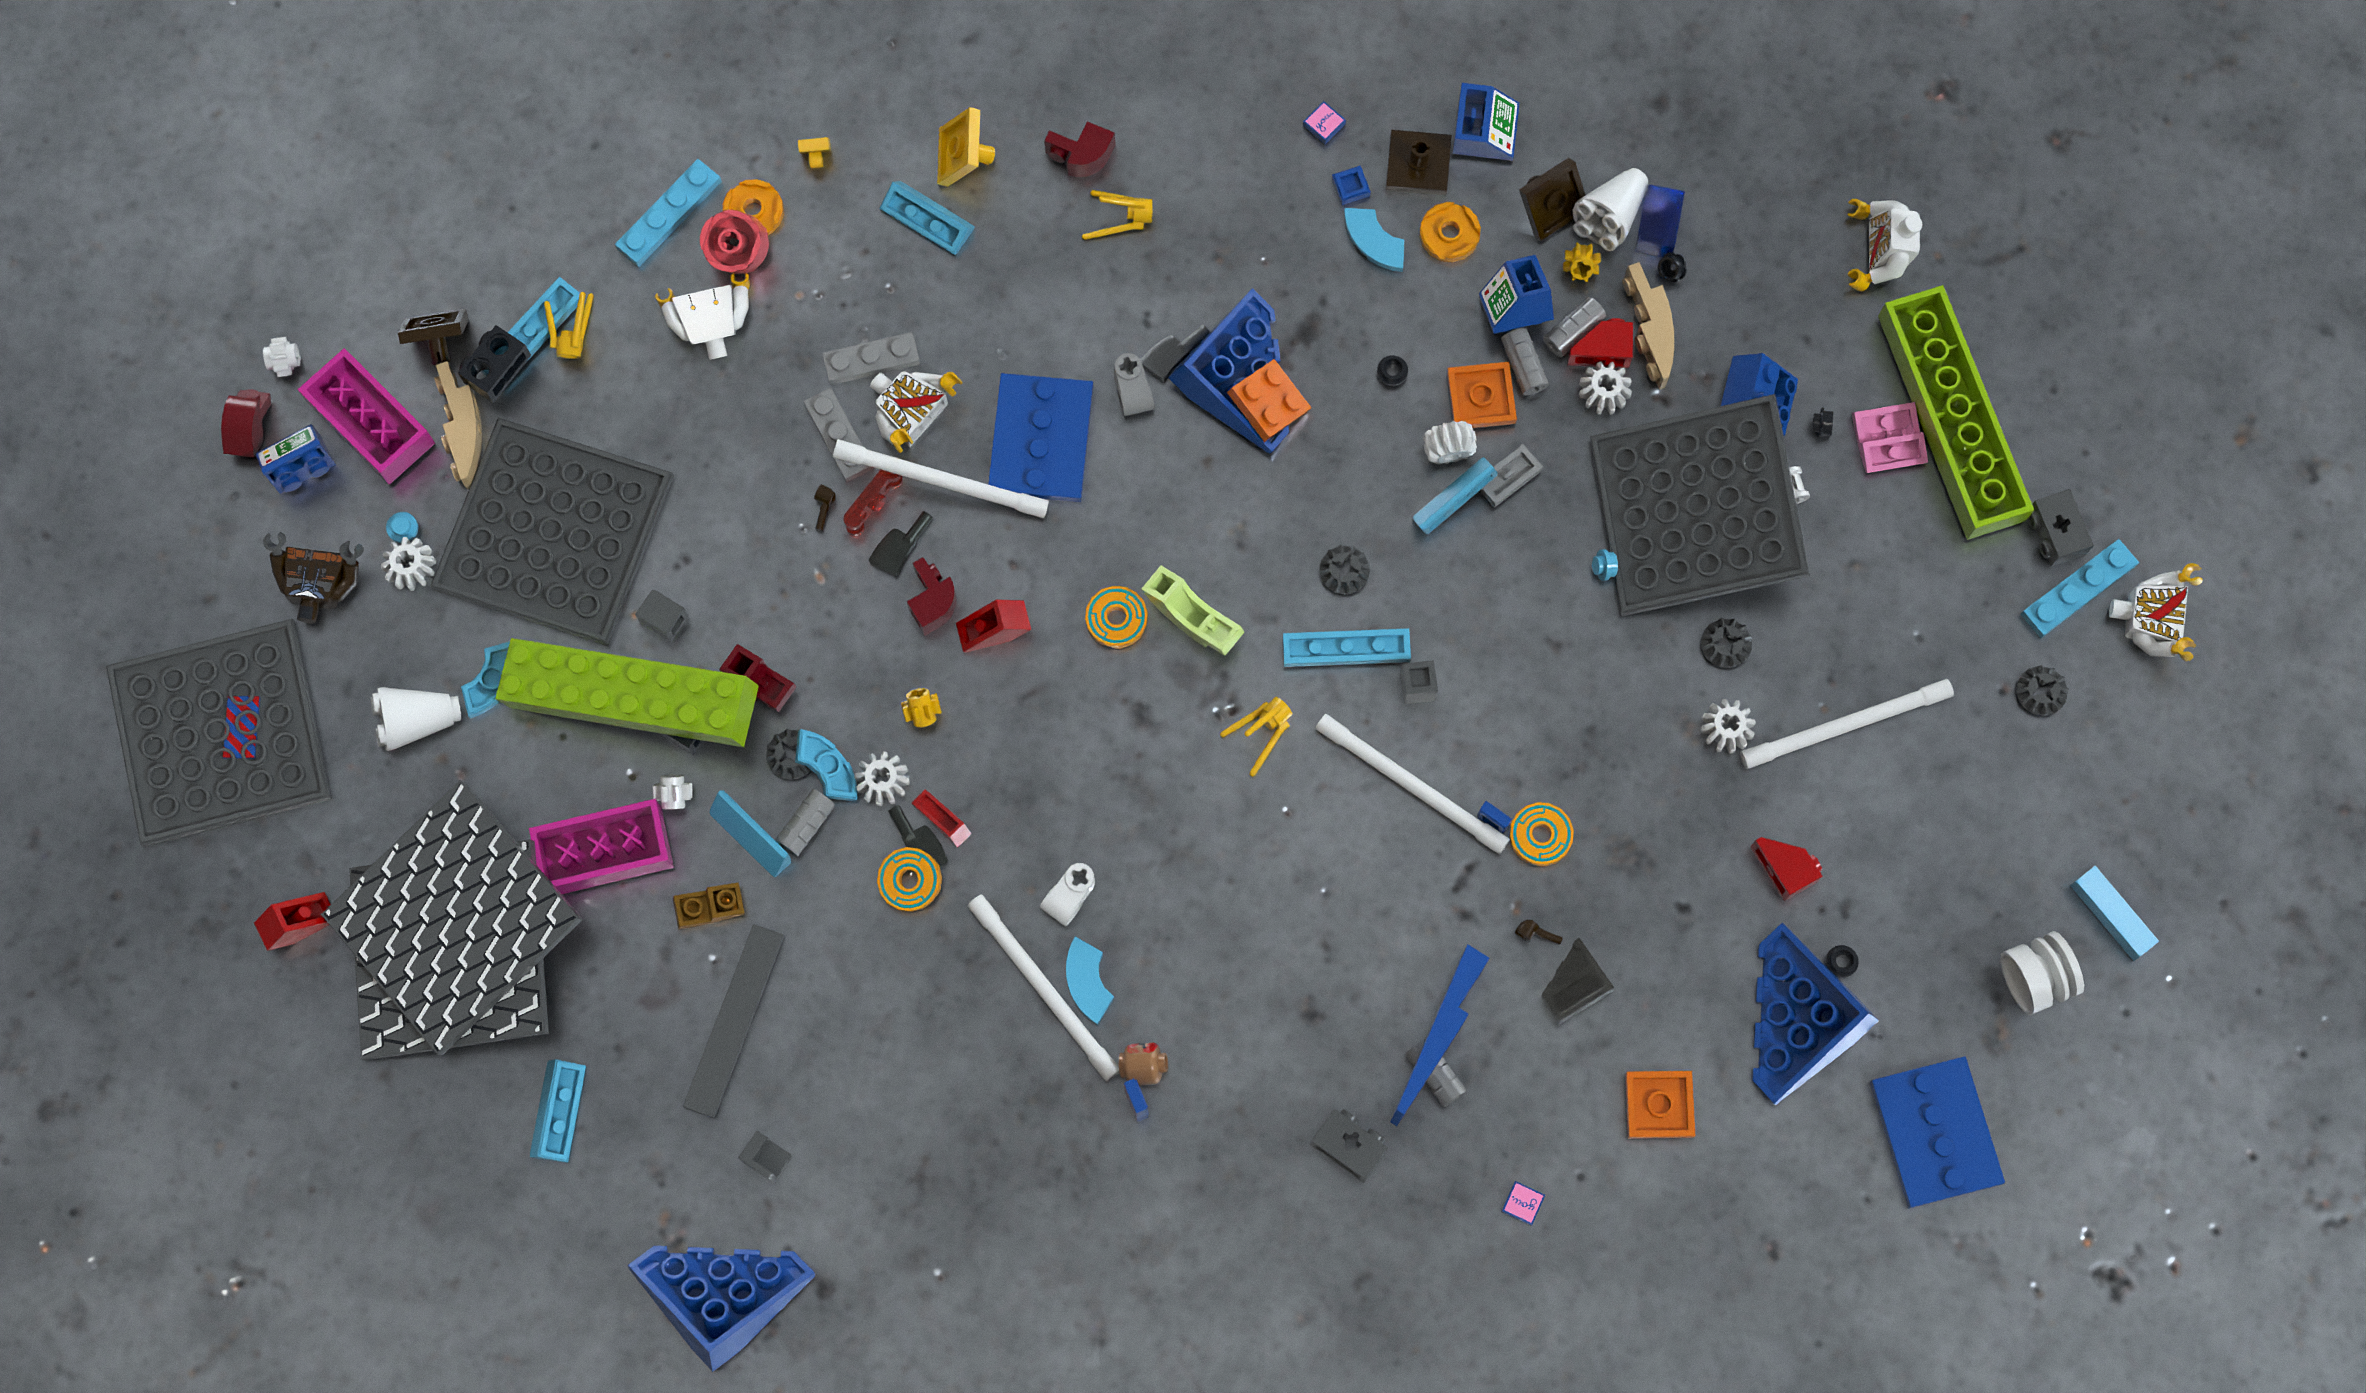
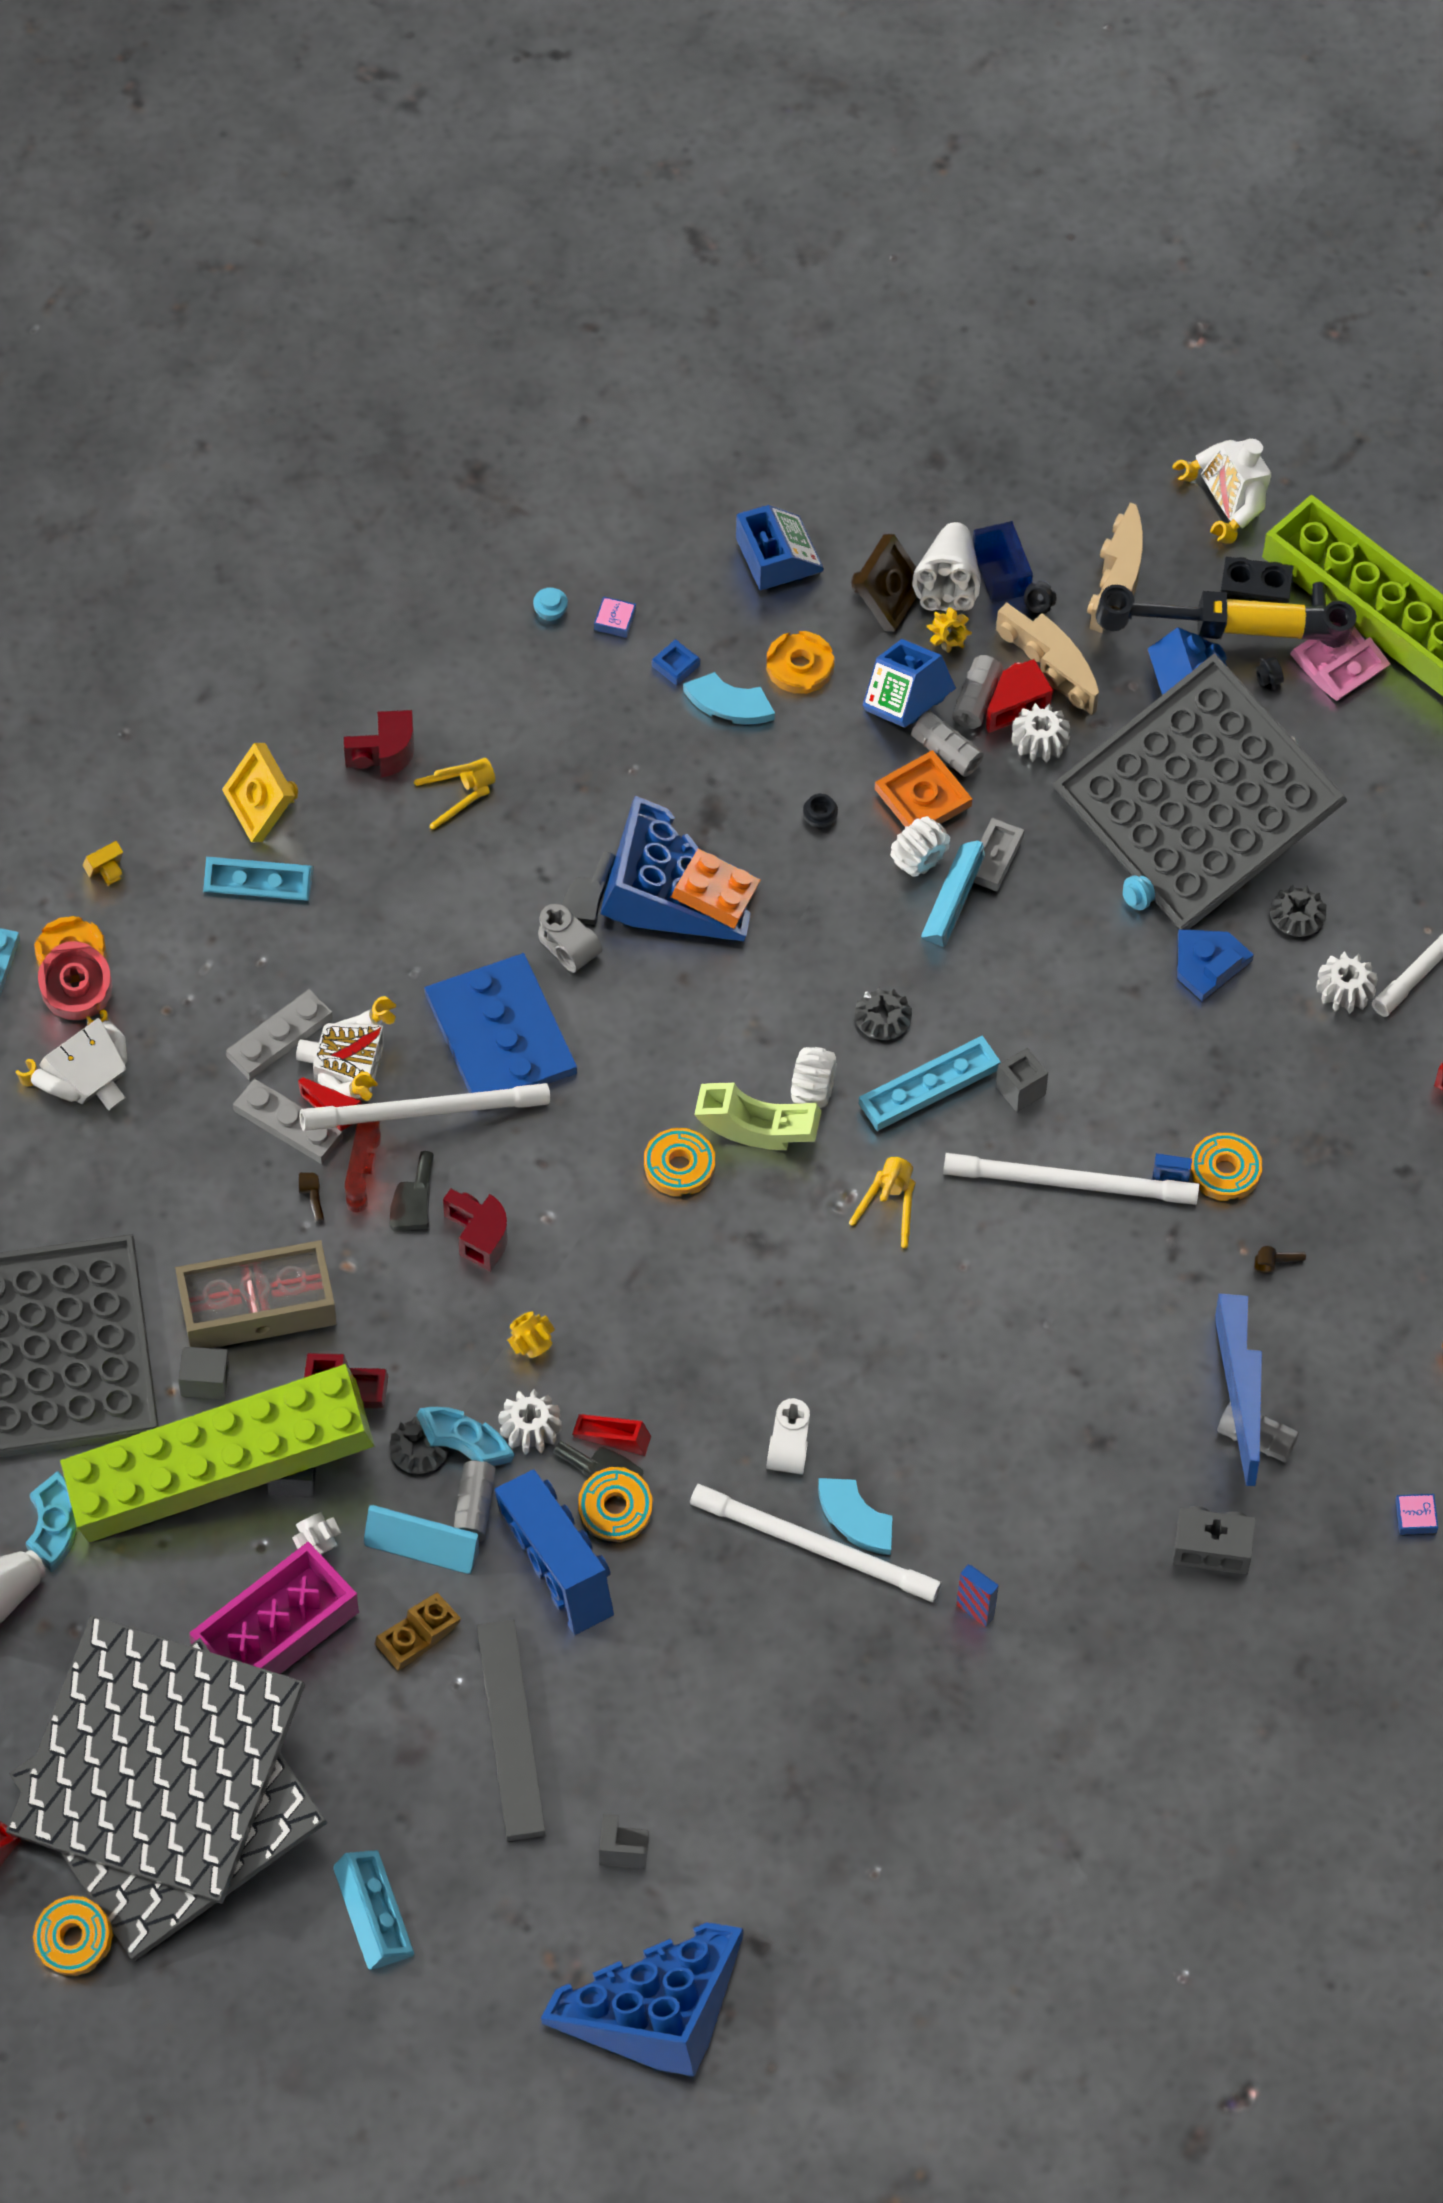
camera: 30 degrees left, 15 degrees down
(311, 1017) = (54, 1923): none -> light orange tile
(730, 572) = (256, 1295): none -> brick
(842, 894) = (557, 1549): none -> blue wedge
(874, 435) = (323, 1096): none -> red piece
(993, 625) = (558, 1224): red slope -> none
(1143, 1063) = (955, 1556): medium nougat head -> none
(1254, 600) = (813, 1076): none -> white gear
(1279, 87) = (550, 603): none -> medium azure plate
(1418, 162) = (731, 613): dark brown tile -> none
(1576, 984) = (1345, 1285): clear smoke wing -> none
(1630, 650) = (1209, 960): none -> blue plate
(1756, 272) = (1120, 557): none -> tan slope
(1823, 367) = (1223, 615): none -> black piece
(1850, 348) = (1256, 580): none -> black brick

